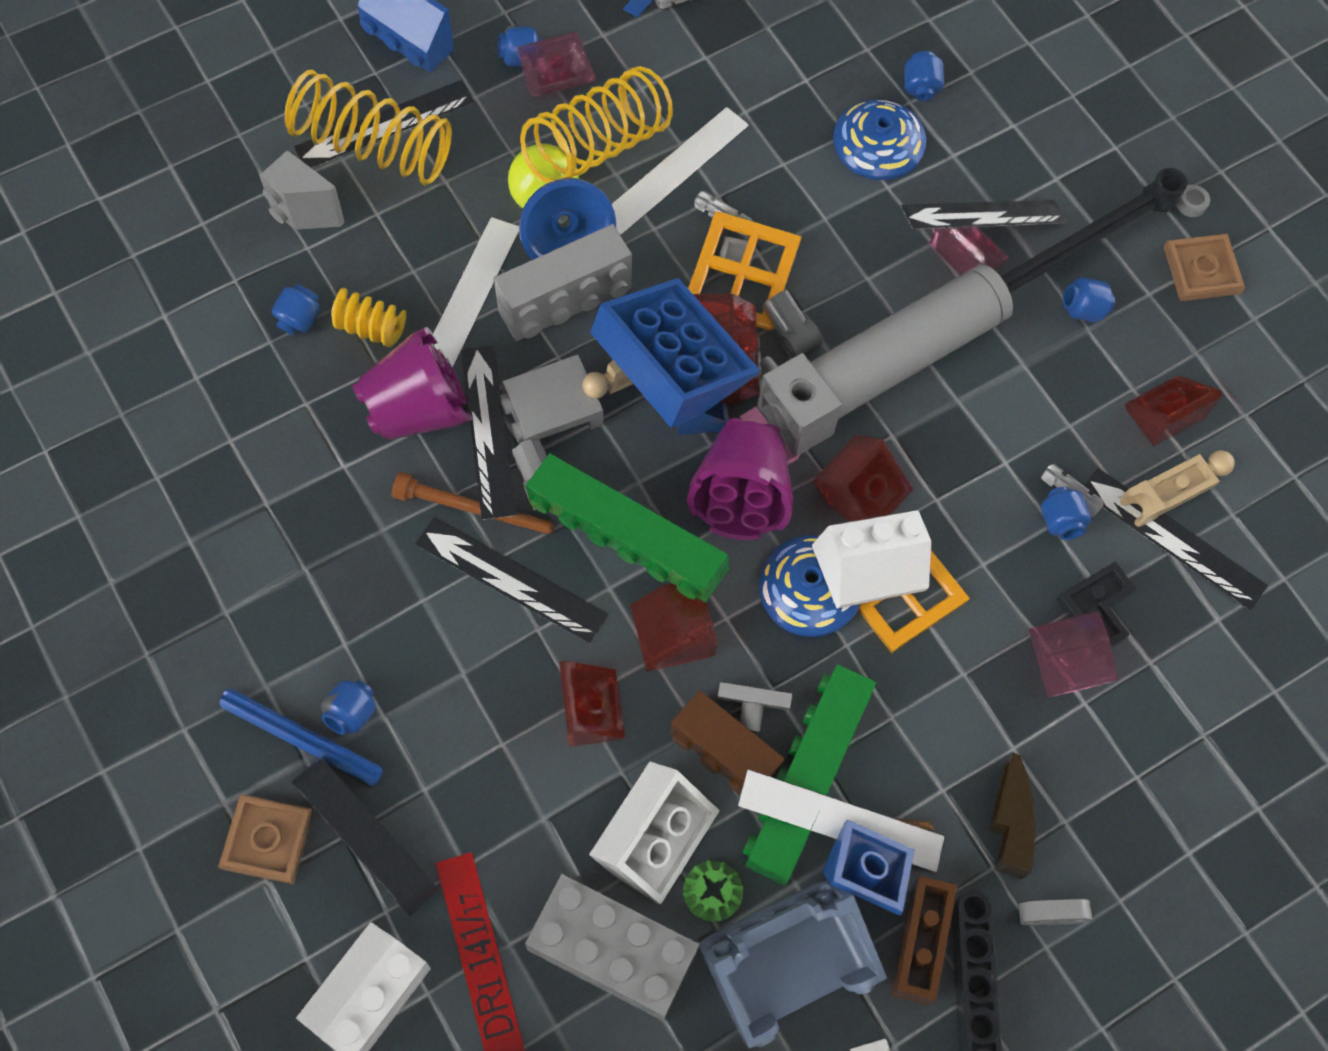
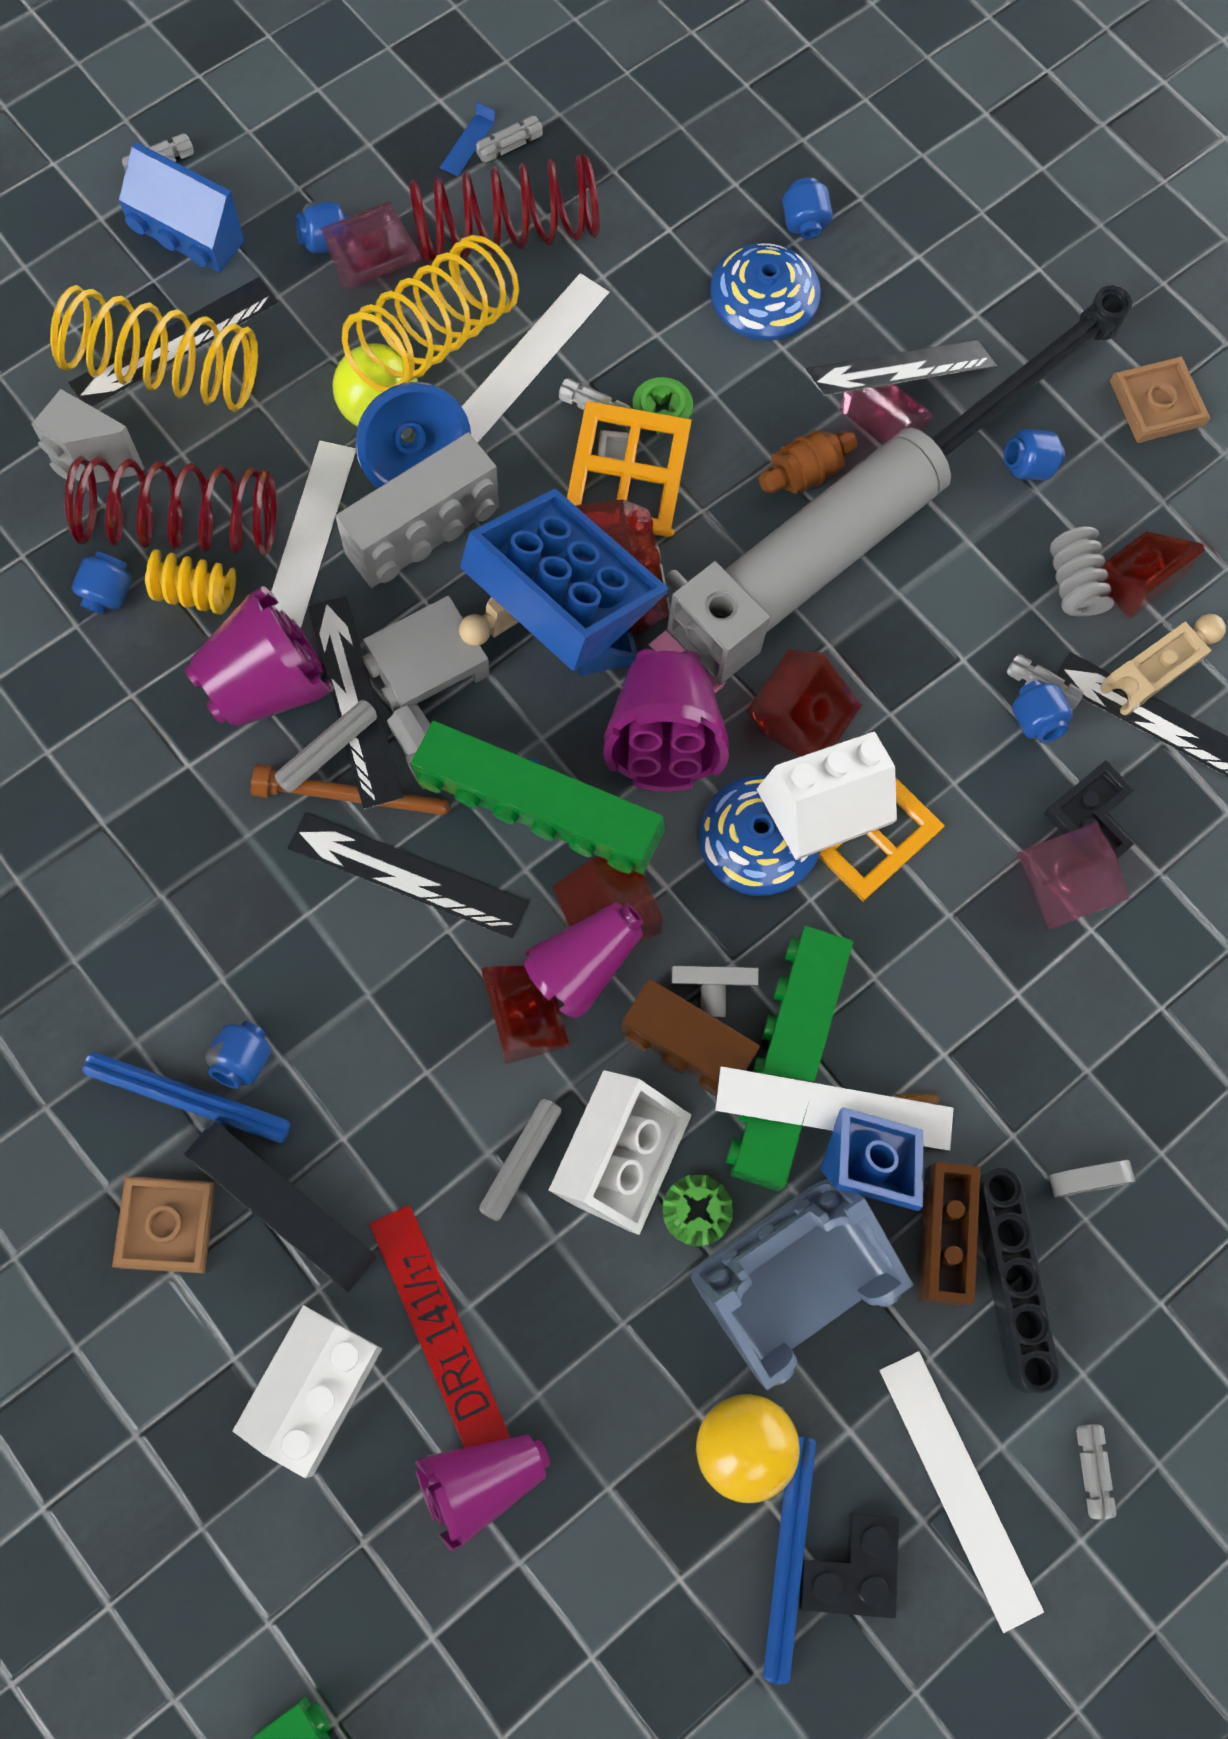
camera: 10 degrees left, 5 degrees up
(364, 259) = (175, 517): none -> dark red piece
(458, 464) = (325, 746): none -> light grey axle
(569, 827) = (520, 1159): none -> light grey axle
(612, 947) = (591, 1294): light grey brick -> none
(646, 664) = (584, 957): none -> magenta cone
(738, 58) = (500, 206): none -> dark red piece
(780, 210) = (660, 391): none -> bright green gear
(795, 332) = (701, 537): dark grey piece -> none
(895, 282) = (808, 461): none -> dark orange piece
(1015, 820) = (1032, 1077): dark brown slope -> none
(1114, 402) = (1080, 572): none -> light grey piece
(1194, 201) = (1139, 323): light grey tile -> none

